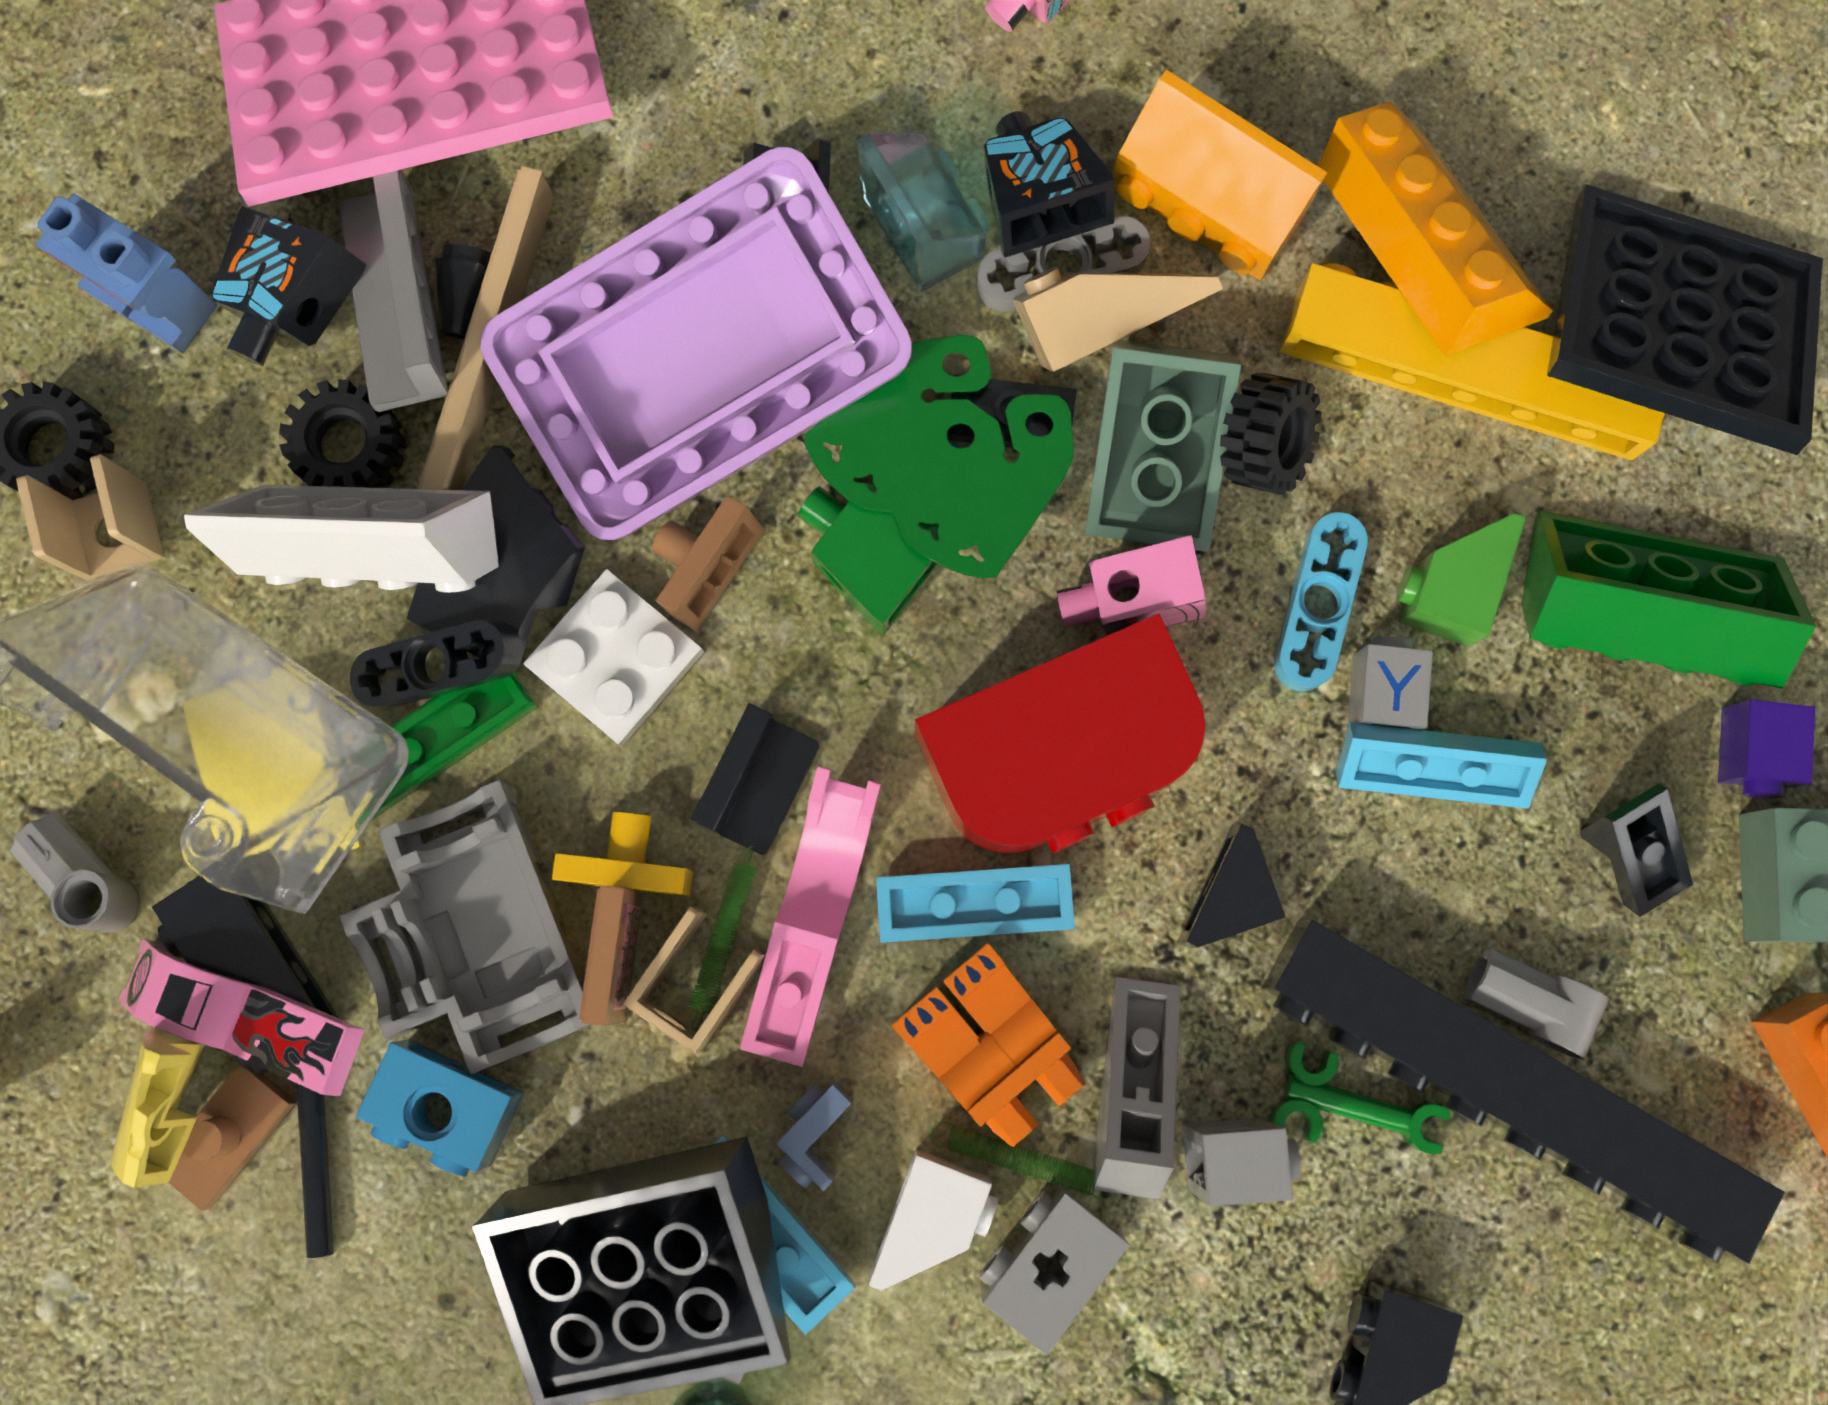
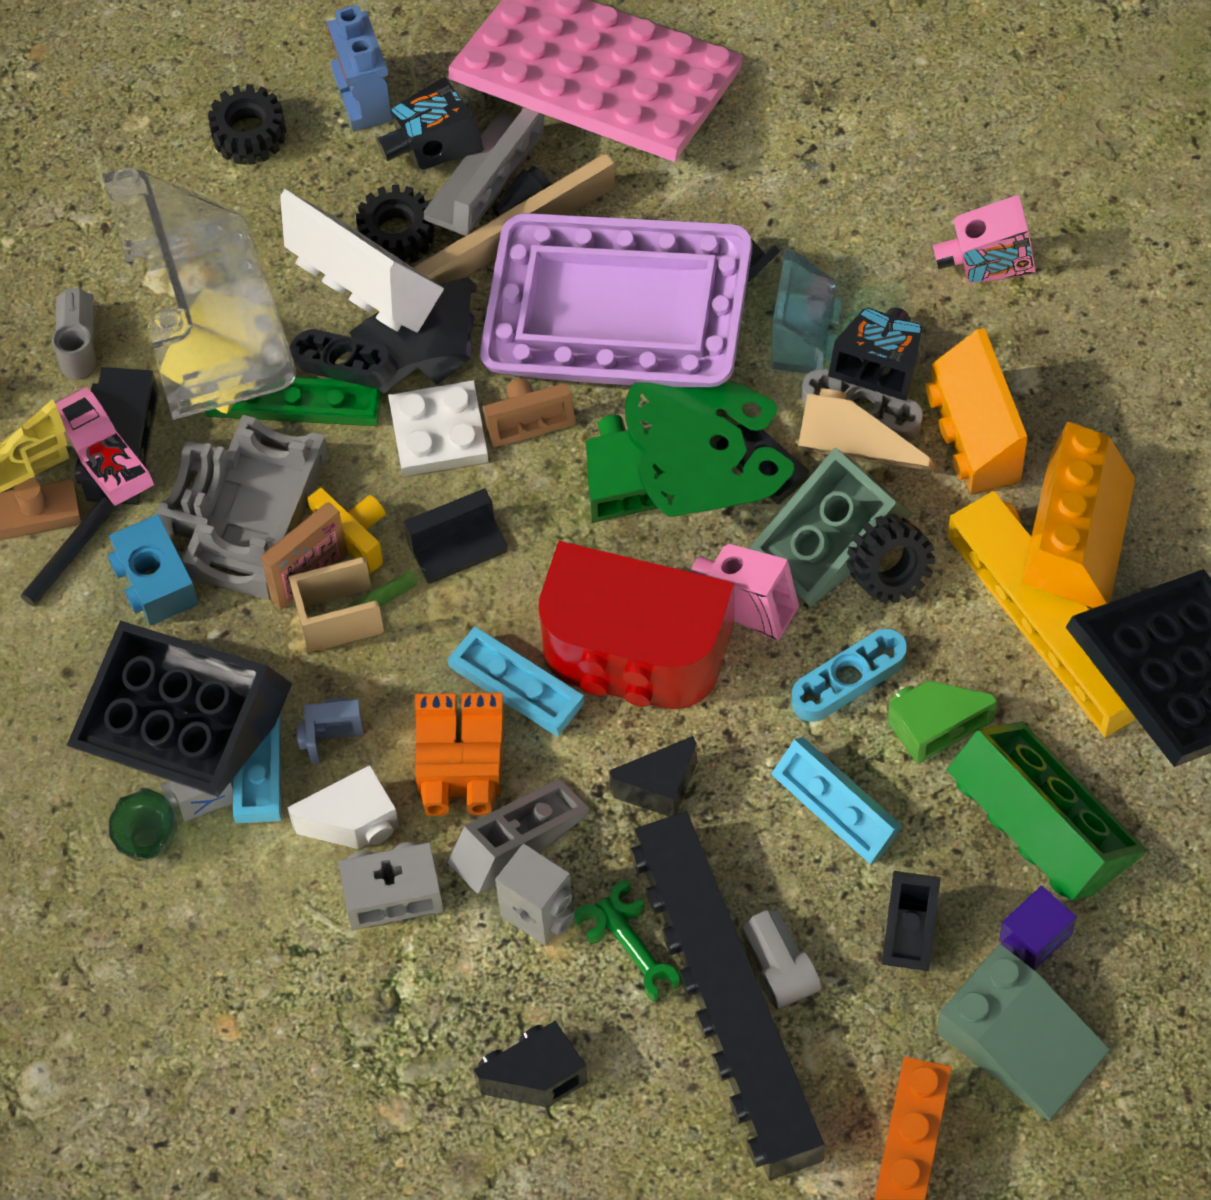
camera: 45 degrees right, 20 degrees down
(66, 529) = (220, 172): tan piece -> none
(810, 919) = (416, 627): bright pink piece -> none
(1088, 1176) = (434, 844): bright green piece -> none
(1390, 684) = (847, 737): light grey brick -> none

